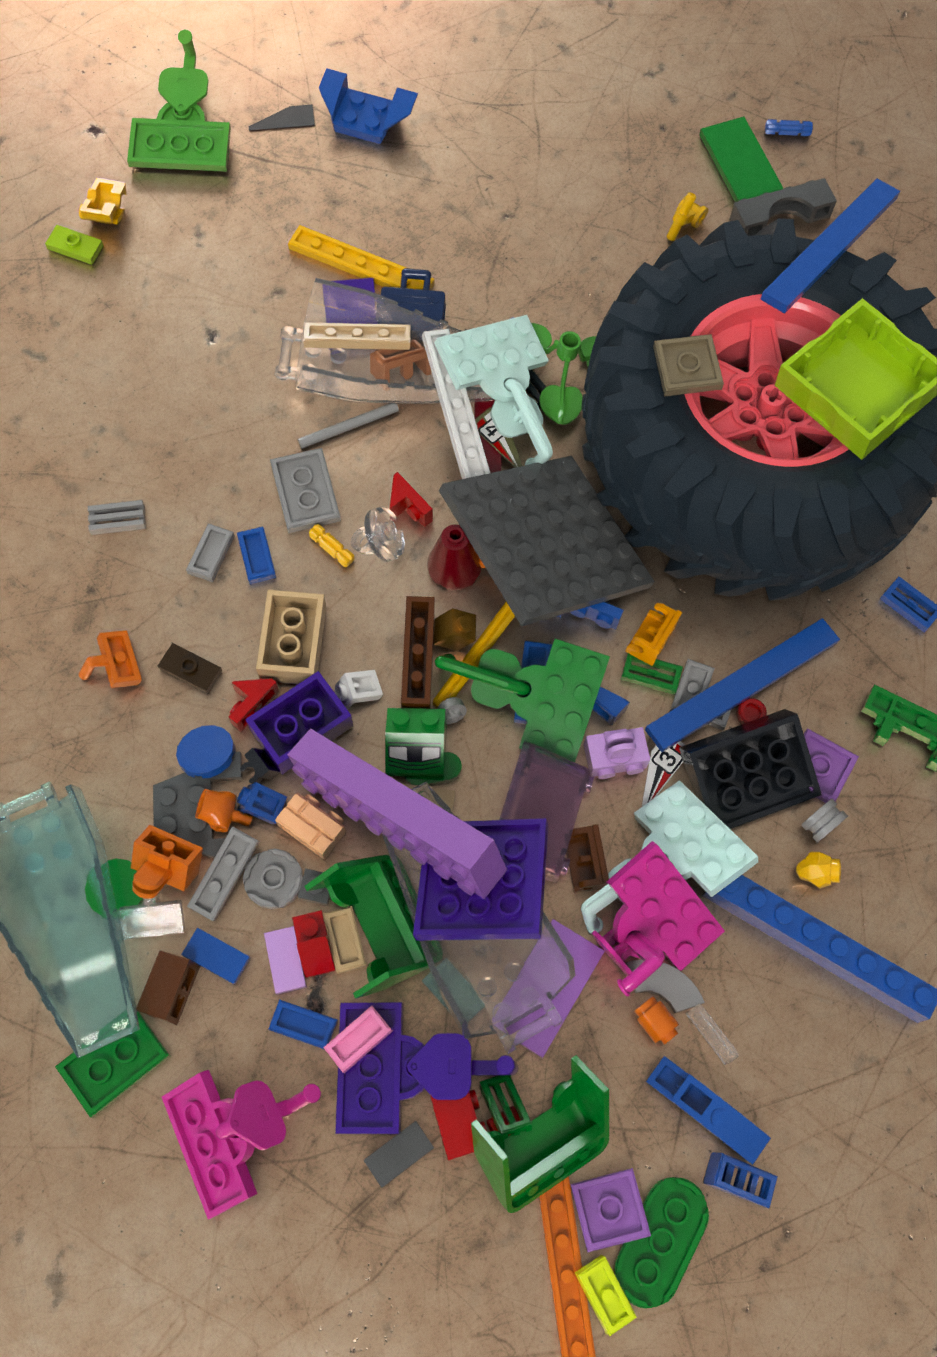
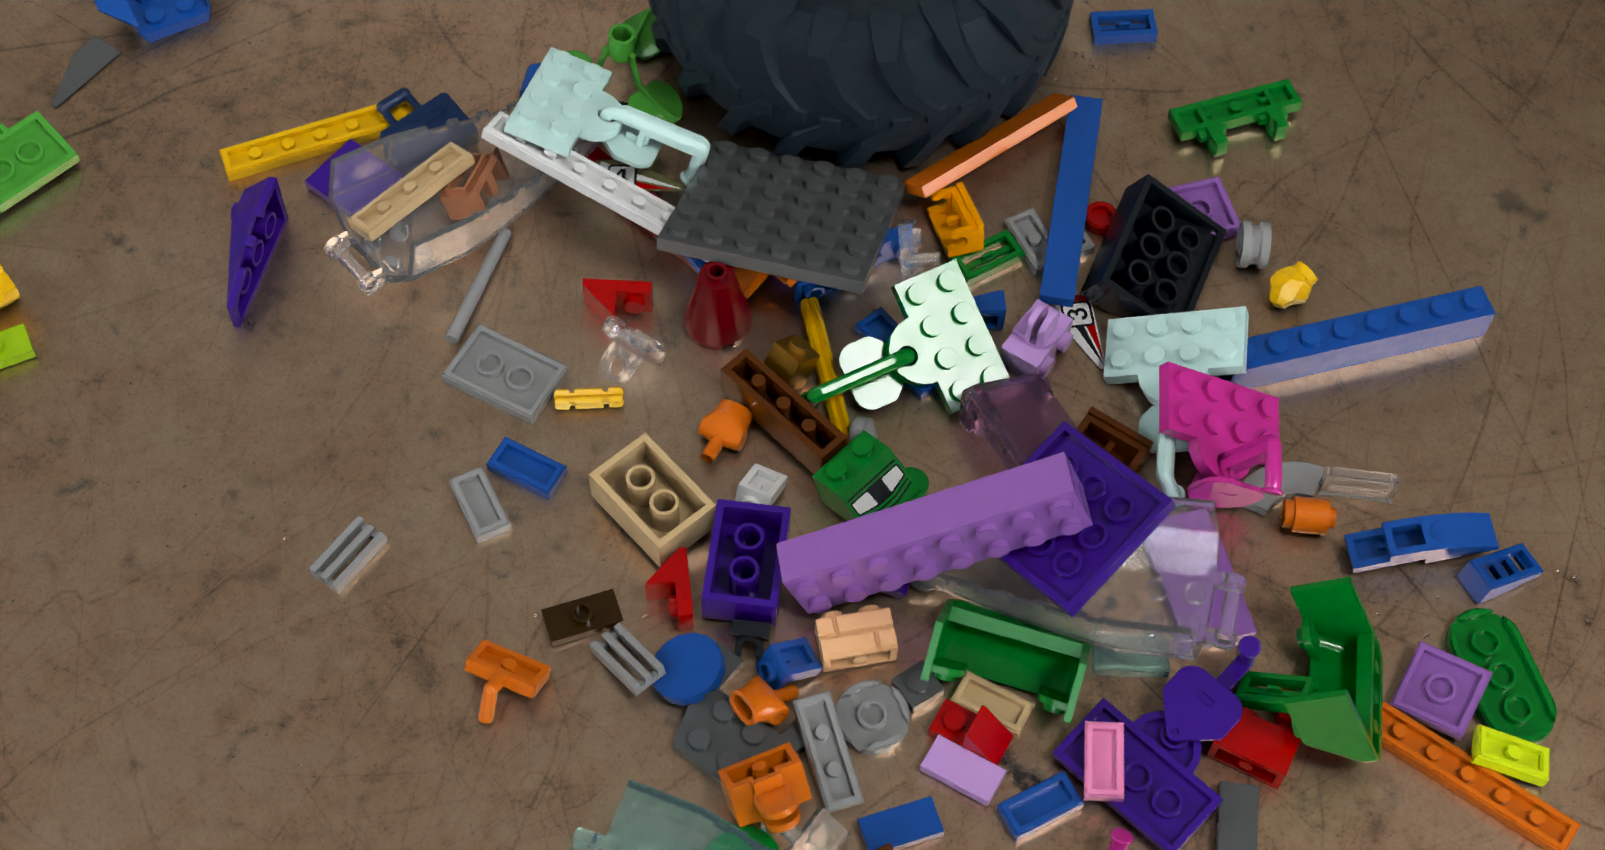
camera: 45 degrees left, 10 degrees down
(173, 706) = (611, 640): none -> light grey tile
(257, 293) = (255, 232): none -> dark purple wedge
(381, 633) = (725, 428): none -> orange piece
(599, 624) = (910, 260): none -> clear plate
(732, 605) = (990, 145): none -> orange tile

